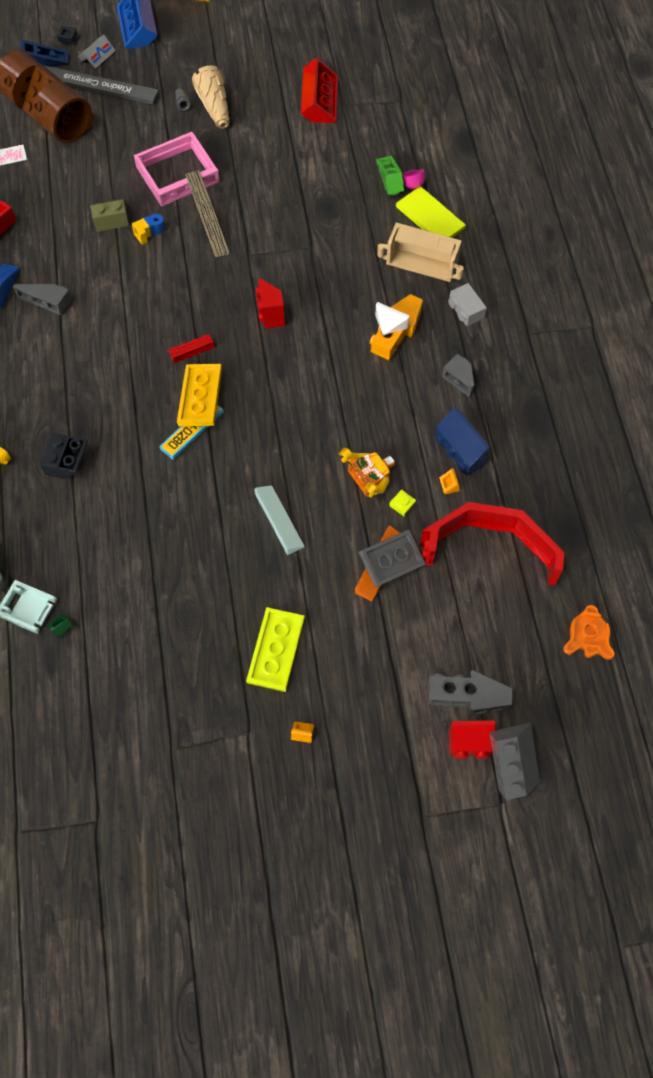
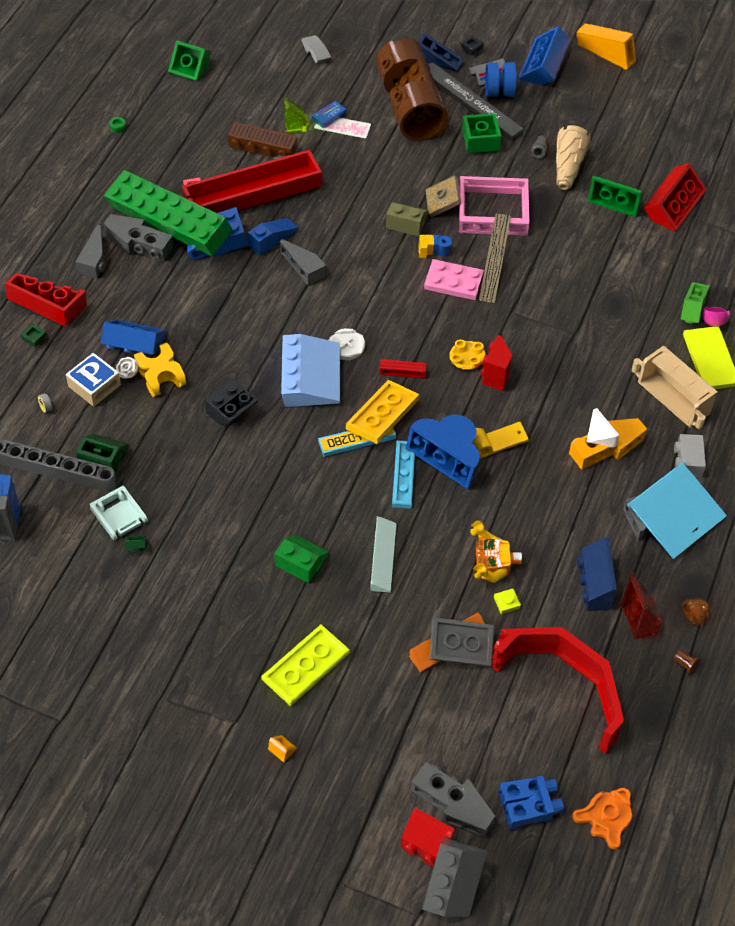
camera: 30 degrees right, 10 degrees down
(113, 54) = (505, 79): none -> blue wheel
(115, 390) = (310, 371): none -> light blue slope
(126, 109) = (481, 133): none -> green brick
(129, 180) = (443, 196): none -> dark tan plate
(129, 351) = (351, 343): none -> white tile
(183, 249) = (453, 279): none -> bright pink plate
(211, 559) = (300, 557): none -> green slope
(237, 309) = (467, 354): none -> yellow dish
(250, 440) = (403, 476): none -> medium azure tile
(272, 113) = (615, 196): none -> green slope
(276, 397) = (446, 446): none -> blue brick
(308, 370) = (499, 439): none -> yellow door
(449, 482) = (564, 606): light orange slope -> none
(485, 355) = (676, 508): none -> medium azure piece
(511, 453) = (640, 609): none -> clear red slope
(532, 654) = (529, 801): none -> blue hips
(550, 430) = (695, 610): none -> clear orange cone
(569, 475) = (687, 661): none -> reddish brown piece

